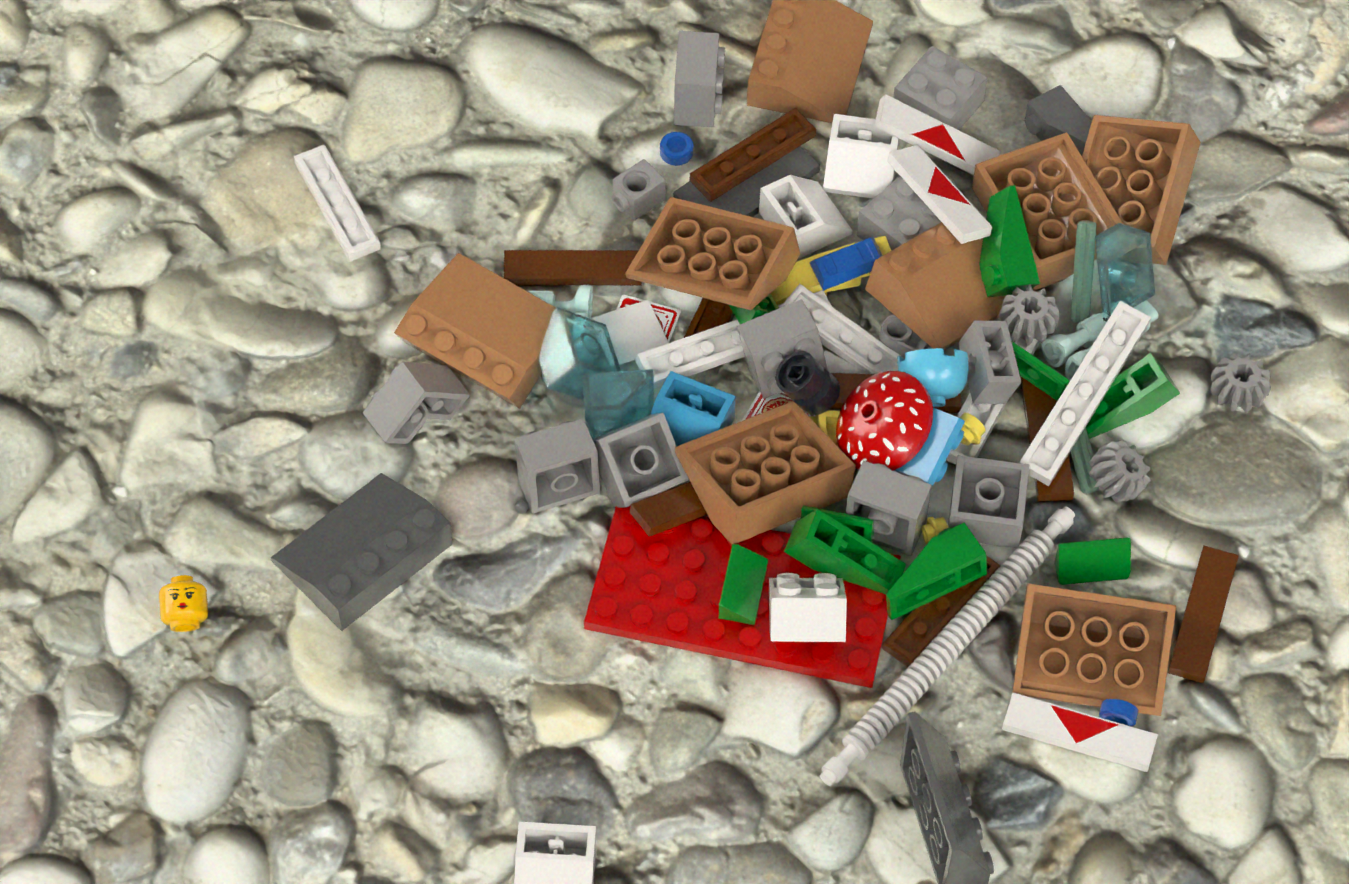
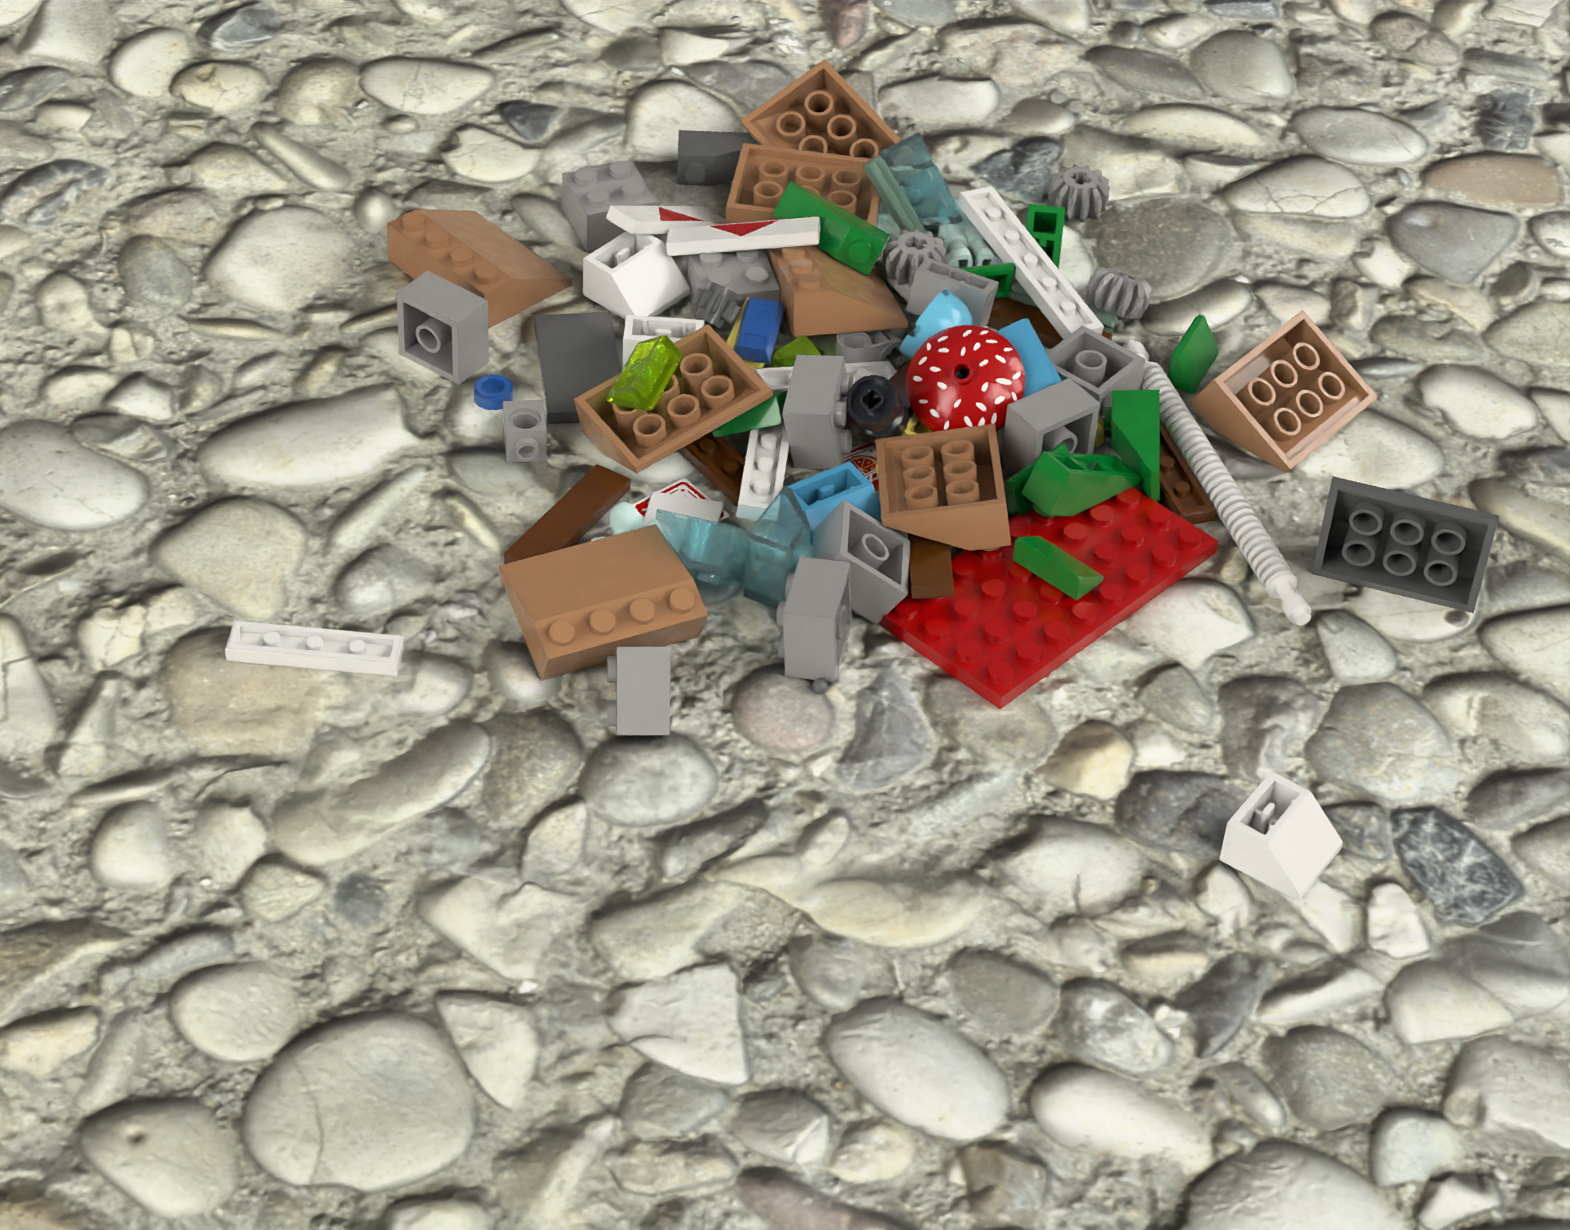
camera: 60 degrees left, 15 degrees down
(183, 604) = (736, 984): yellow head -> none
(364, 549) = (779, 815): dark grey slope -> none
(714, 223) = (646, 374): none -> clear neon green slope
(752, 154) = (560, 342): reddish brown tile -> none
(807, 608) = (1123, 528): white slope -> none
(848, 221) = (716, 305): none -> dark grey gear
(860, 302) = (786, 356): none -> clear neon green slope
(1080, 732) = (1361, 448): white tile -> none
(1119, 711) = (1364, 413): blue tile -> none
(1203, 614) = (1274, 311): reddish brown tile -> none

